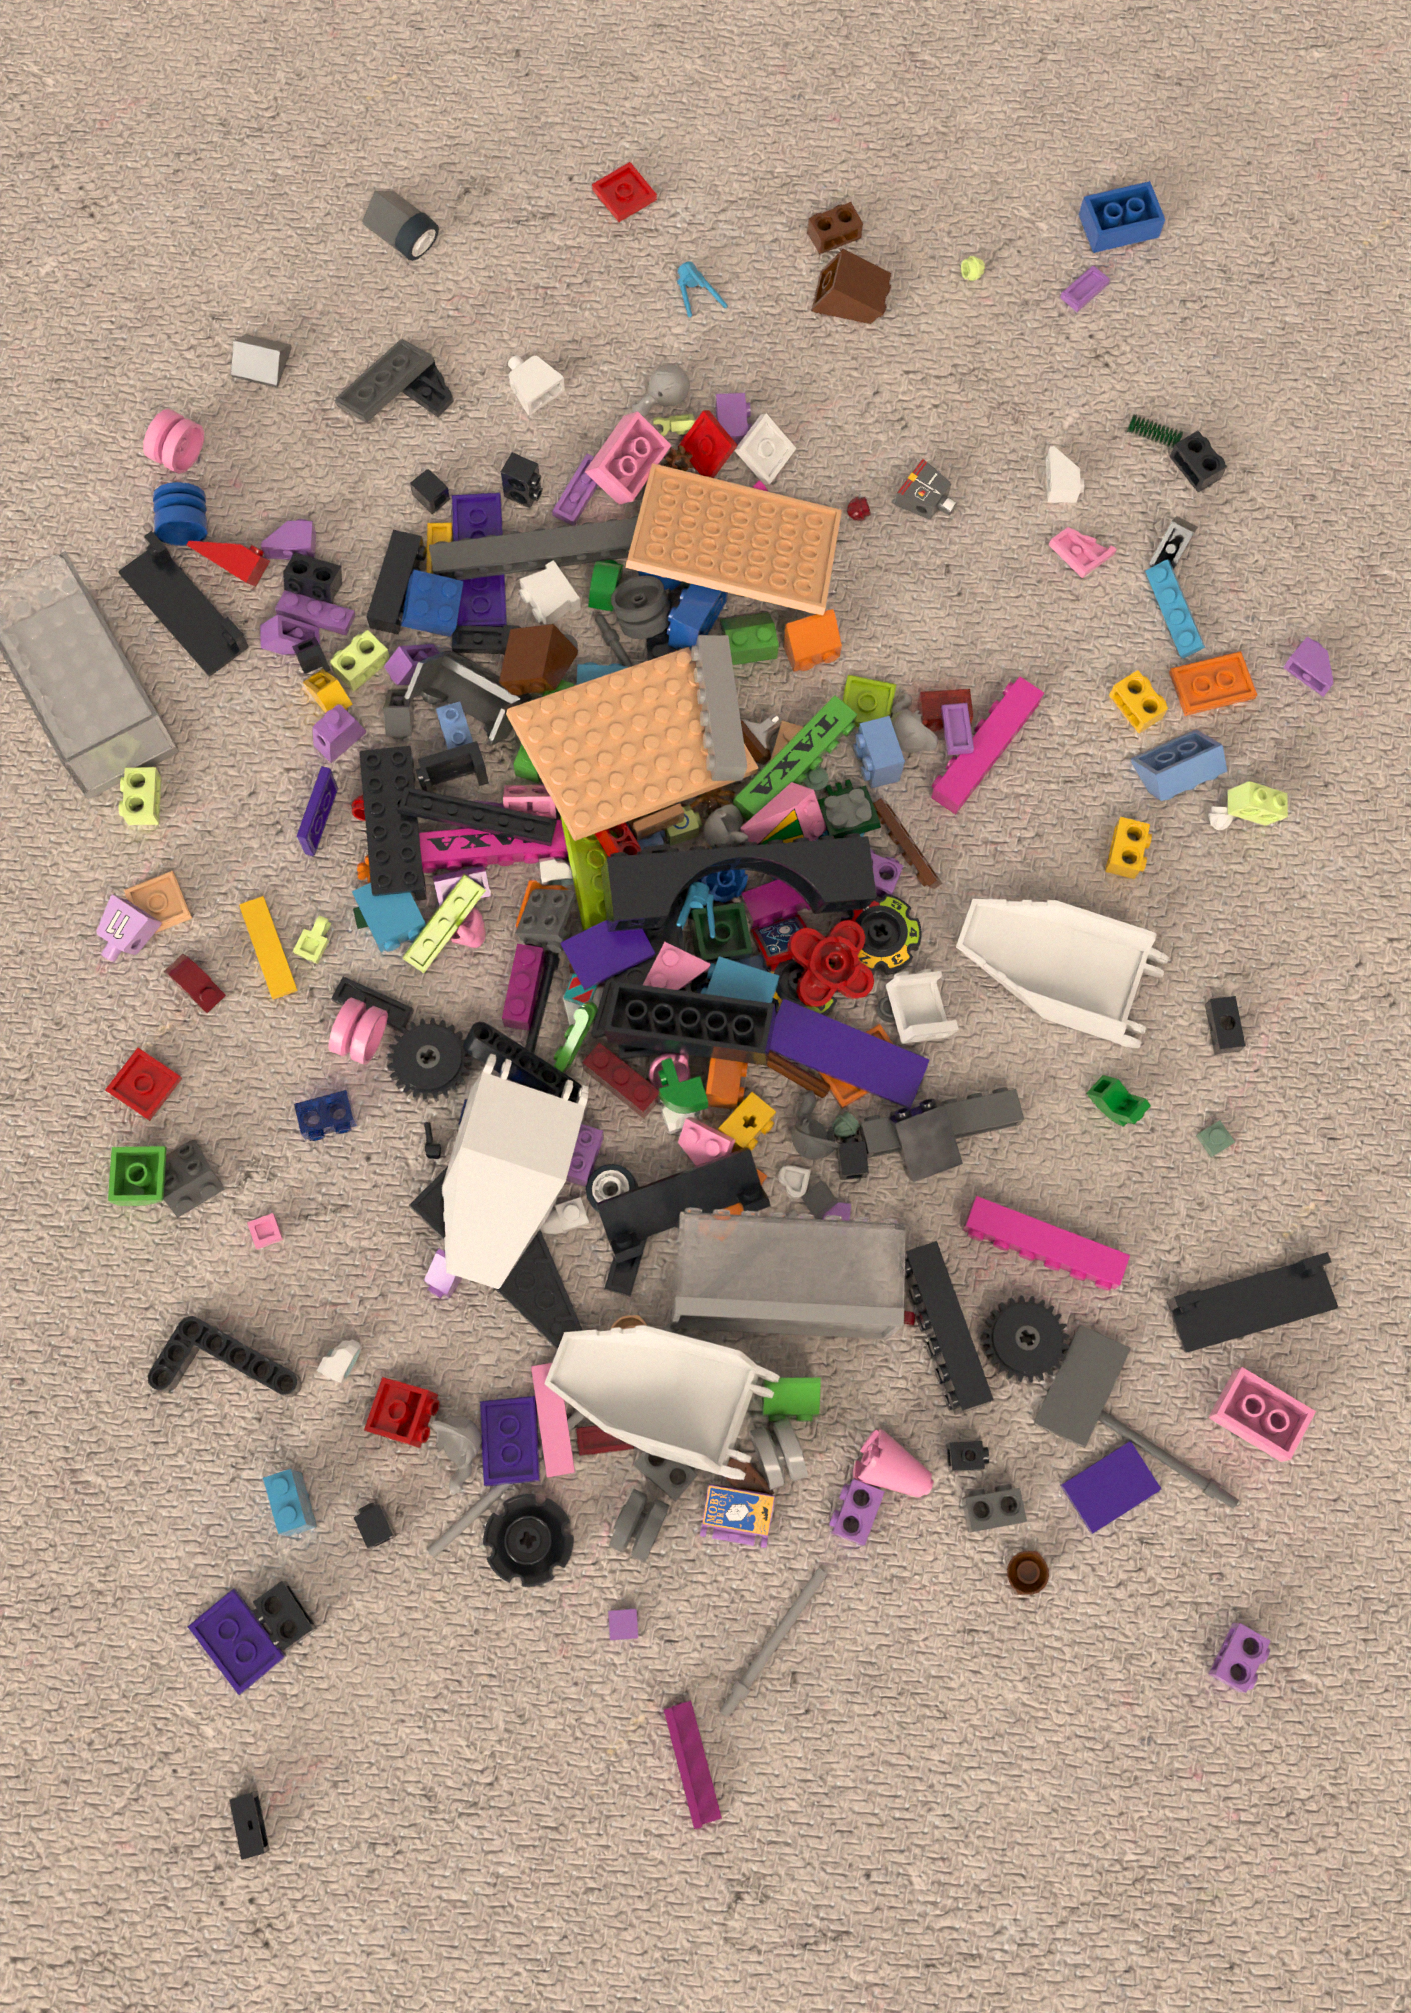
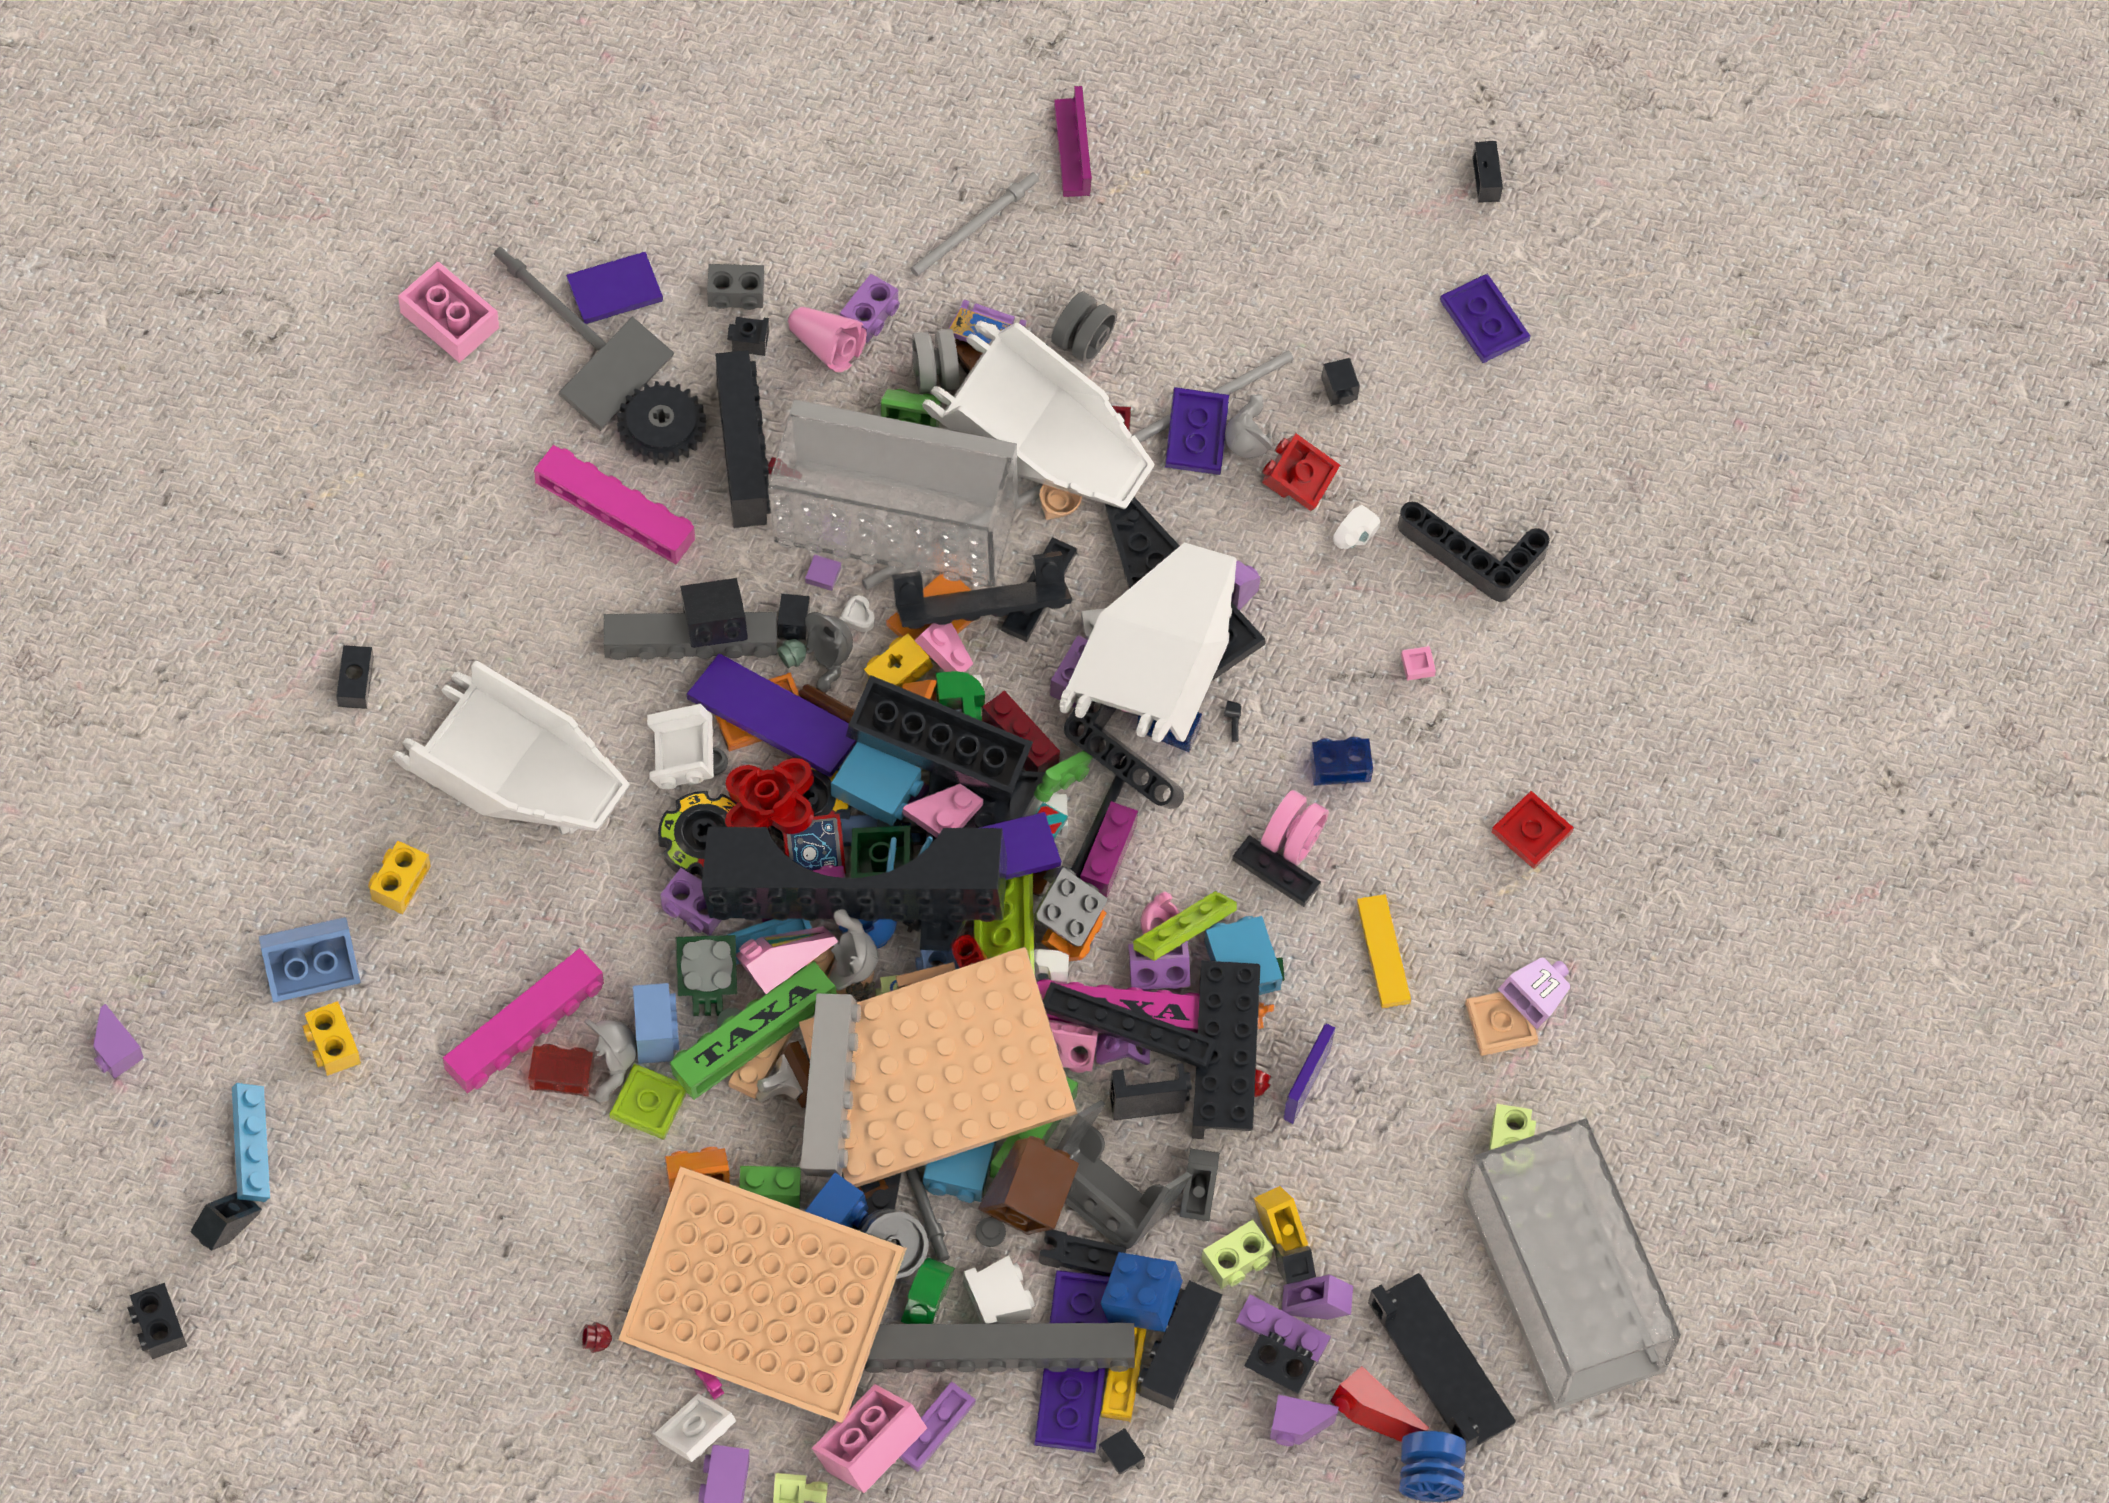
camera: 170 degrees left, 10 degrees down
(137, 1175) = (1543, 729): bright green slope -> none
(188, 1179) = (1498, 730): dark grey bracket -> none
(195, 983) = (1470, 919): dark red brick -> none
(289, 1502) = (1419, 405): dark azure brick -> none
(290, 1611) = (1432, 326): black brick -> none
(312, 943) = (1333, 942): yellowish green plate -> none
(336, 733) = (1276, 1165): medium lavender torso -> none
(405, 659) = (1174, 1236): medium lavender slope -> none
(437, 1075) = (1242, 802): black gear -> none
(454, 725) = (1137, 1144): medium blue brick -> none
(515, 1559) = (1193, 343): black piece -> none
(521, 480) = (1006, 1435): black brick -> none
(553, 1425) = (1152, 434): bright pink slope -> none
(604, 1178) = (1041, 642): wheel -> none
(623, 1624) = (1115, 264): medium lavender tile -> none
(674, 455) = (805, 1435): reddish brown gear -> none
(708, 444) = (766, 1442): red plate -> none
(819, 1199) = (837, 585): dark grey tile -> none
(912, 853) = (647, 927): reddish brown plate -> none
(925, 492) = (509, 1342): dark grey torso -> none
(957, 729) = (557, 1030): medium lavender tile -> none
(1027, 1573) = (718, 230): reddish brown hat -> none
(1062, 478) = (334, 1328): white slope -> none
(1080, 551) = (339, 1234): bright pink wing -> none
(1116, 1102) = (496, 617): green brick -> none
(1131, 428) = (176, 1359): dark green piece -> none
(1213, 683) = (234, 1051): orange tile -> none
(1215, 1138) = (403, 573): sand green plate -> none
(1220, 818) = (281, 893): white plate -> none
(1233, 1653) = (543, 132): medium lavender brick -> none
(1253, 1303) = (419, 414): black bracket -> none
(1257, 803) = (239, 888): yellowish green brick -> none

